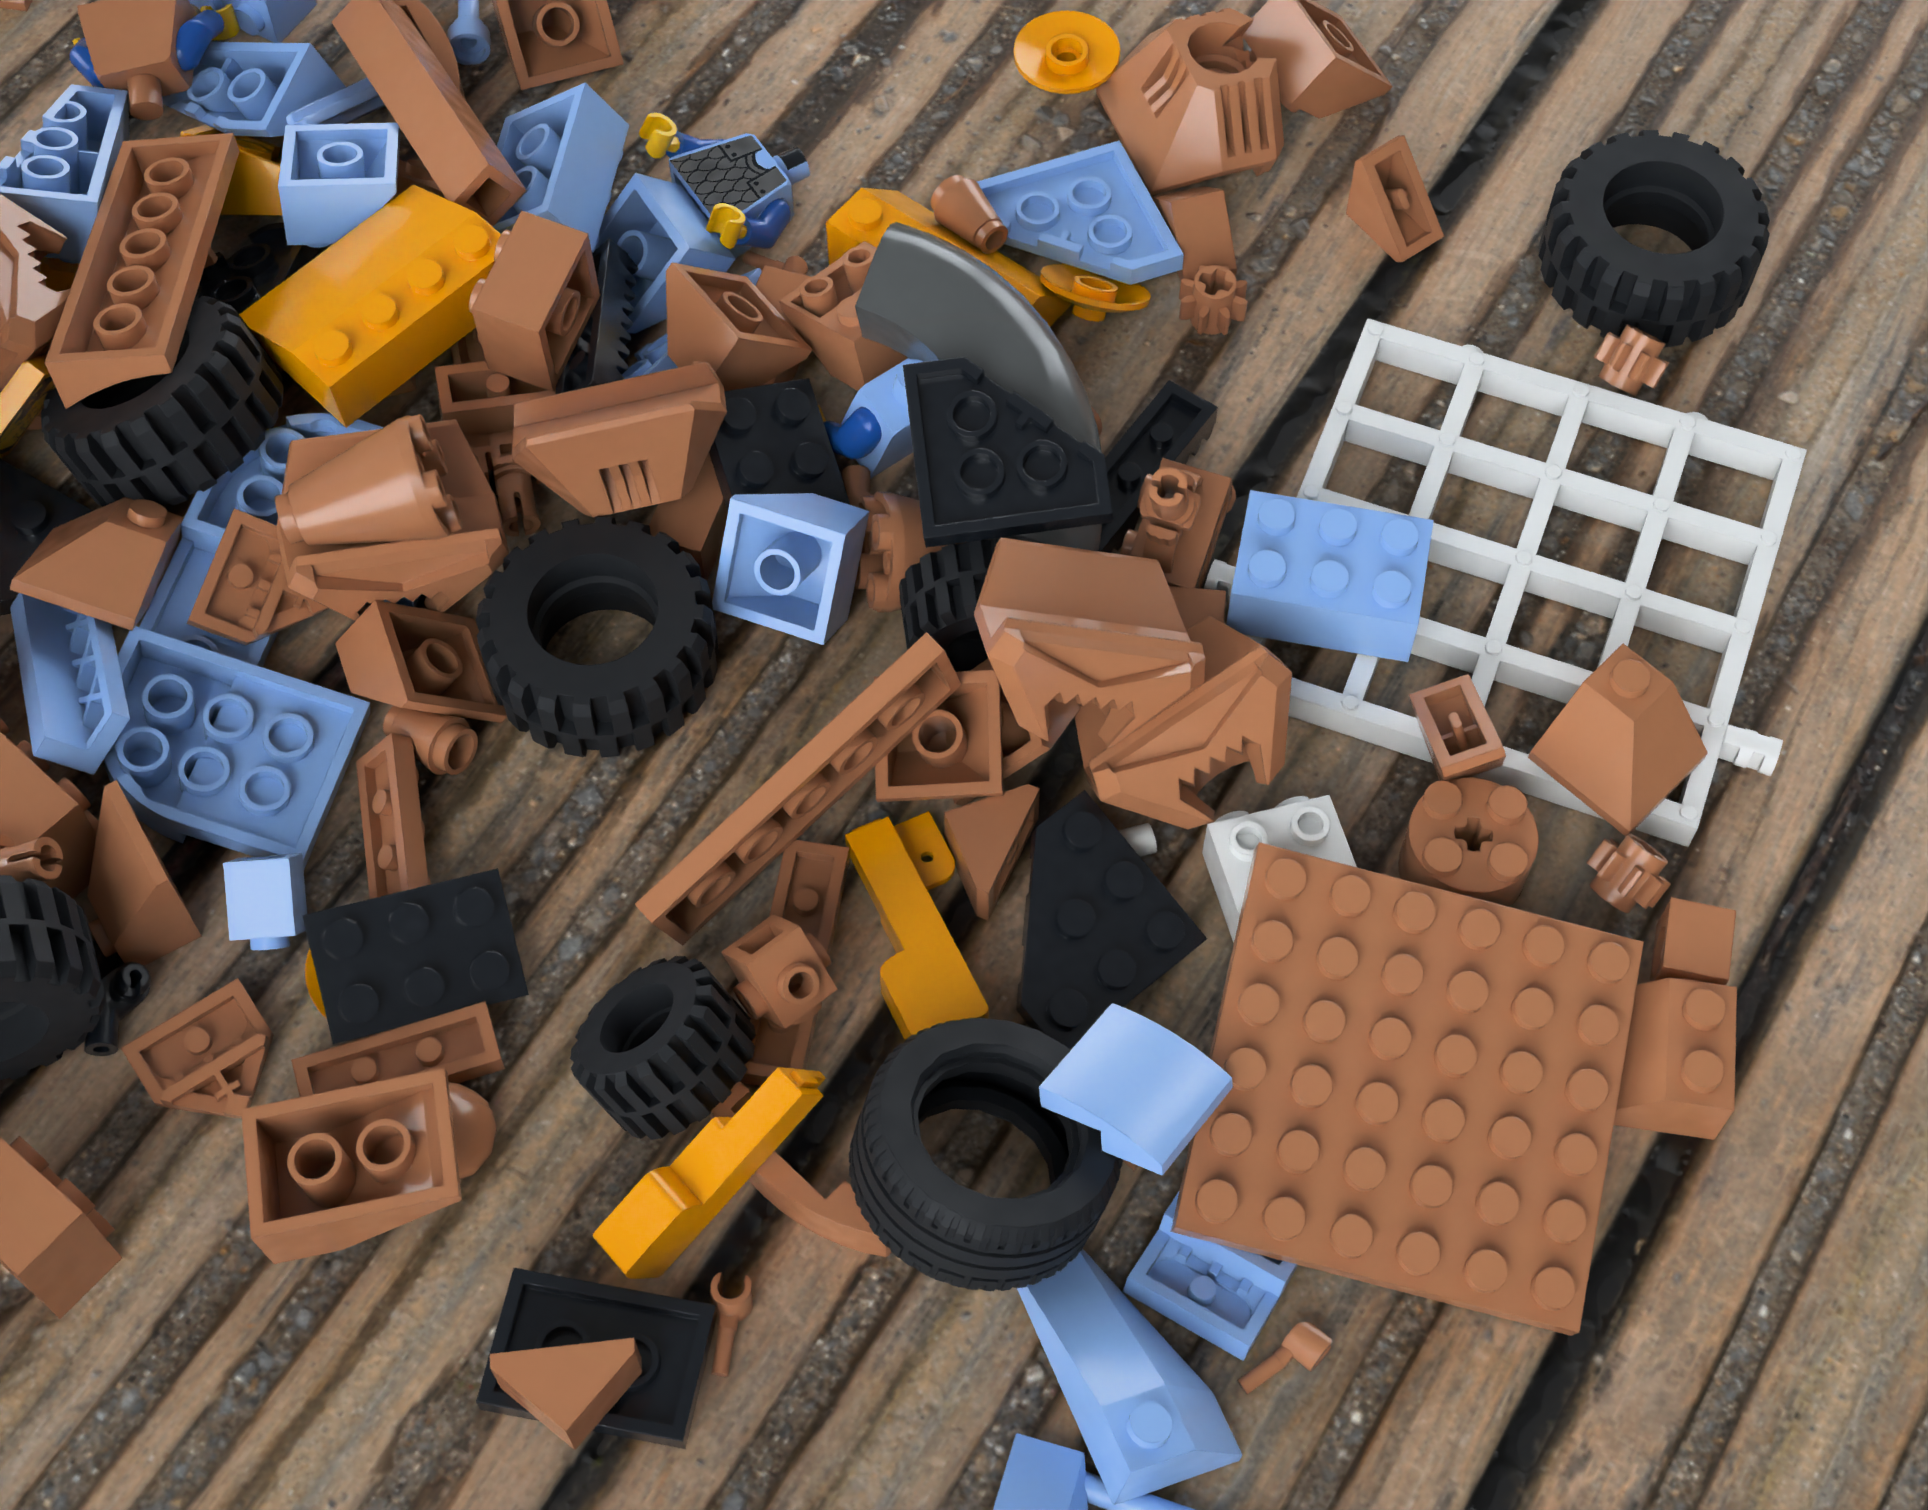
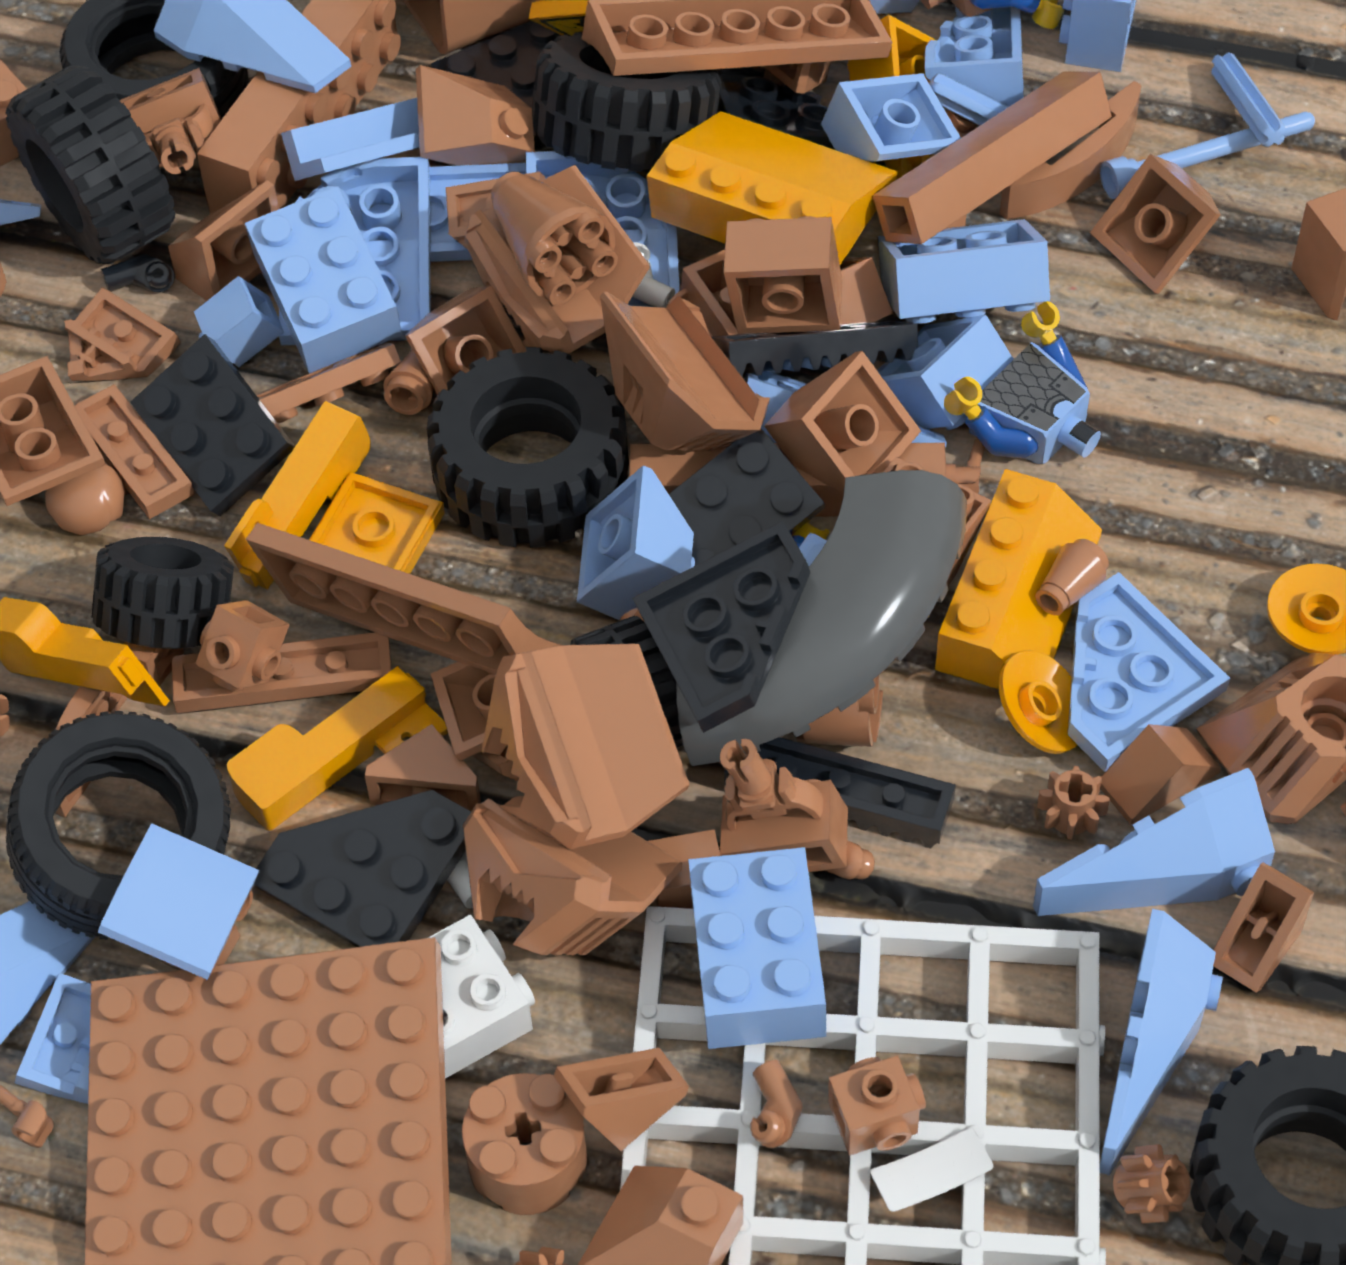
camera: 75 degrees right, 5 degrees down
(266, 775) = (324, 279): none -> light blue brick
(552, 878) = (313, 471): none -> light orange piece
(624, 831) = (379, 522): none -> light orange tile
(1302, 221) = (1185, 858): none -> light blue wedge
(1469, 304) = (1164, 1017): none -> light blue wedge
(1496, 612) = (781, 1107): none -> nougat arm
(1531, 525) = (876, 1104): none -> nougat brick
(1585, 513) = (932, 1170): none -> white sticker

